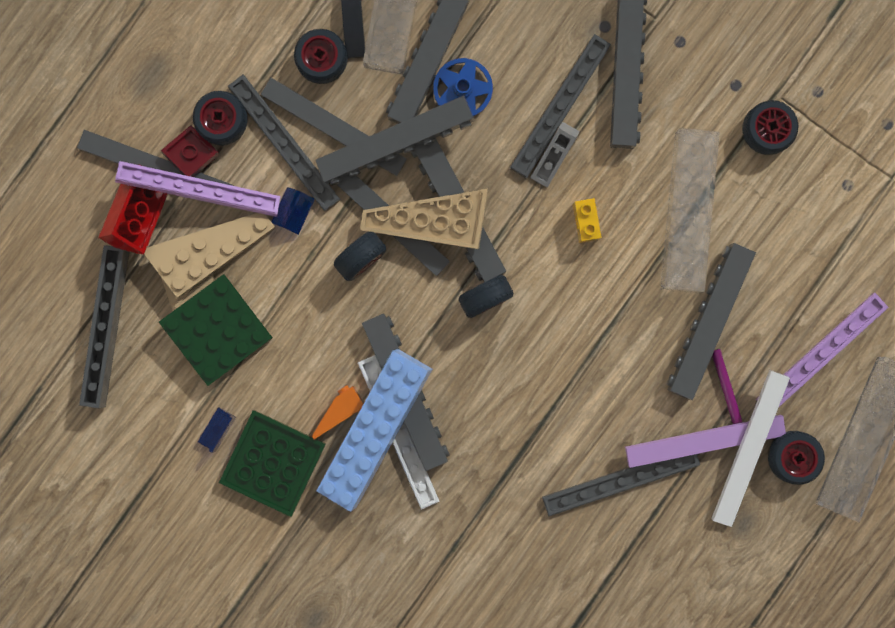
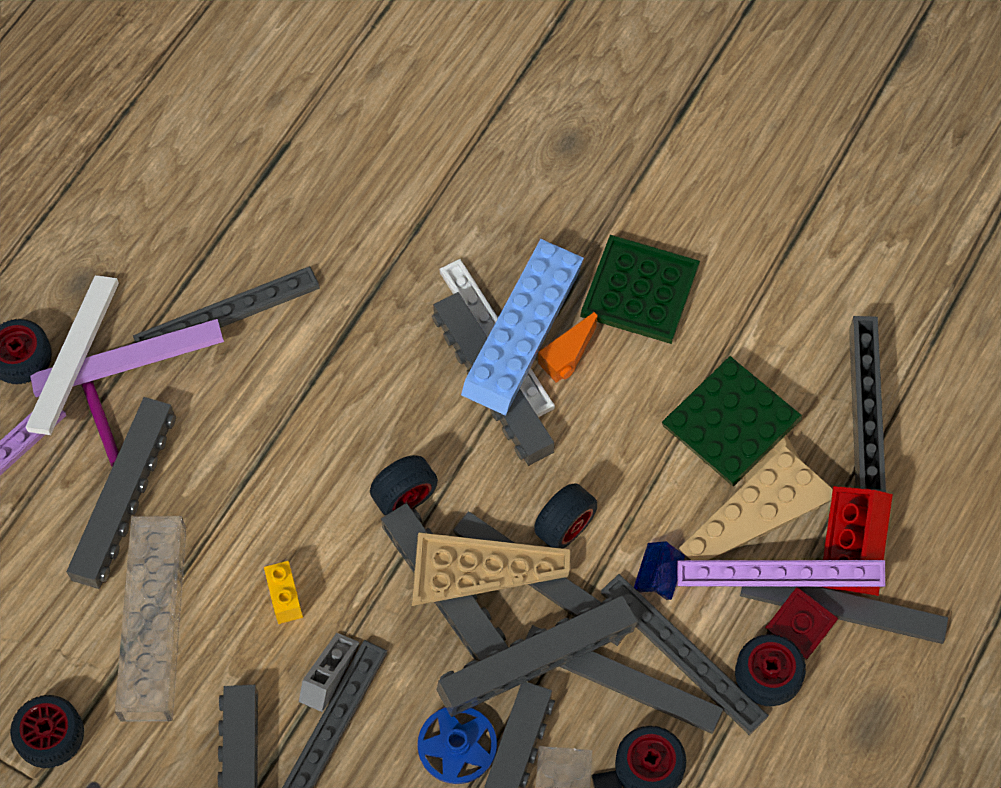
camera: 170 degrees right, 25 degrees down
(216, 429) = (711, 317): clear blue panel -> none

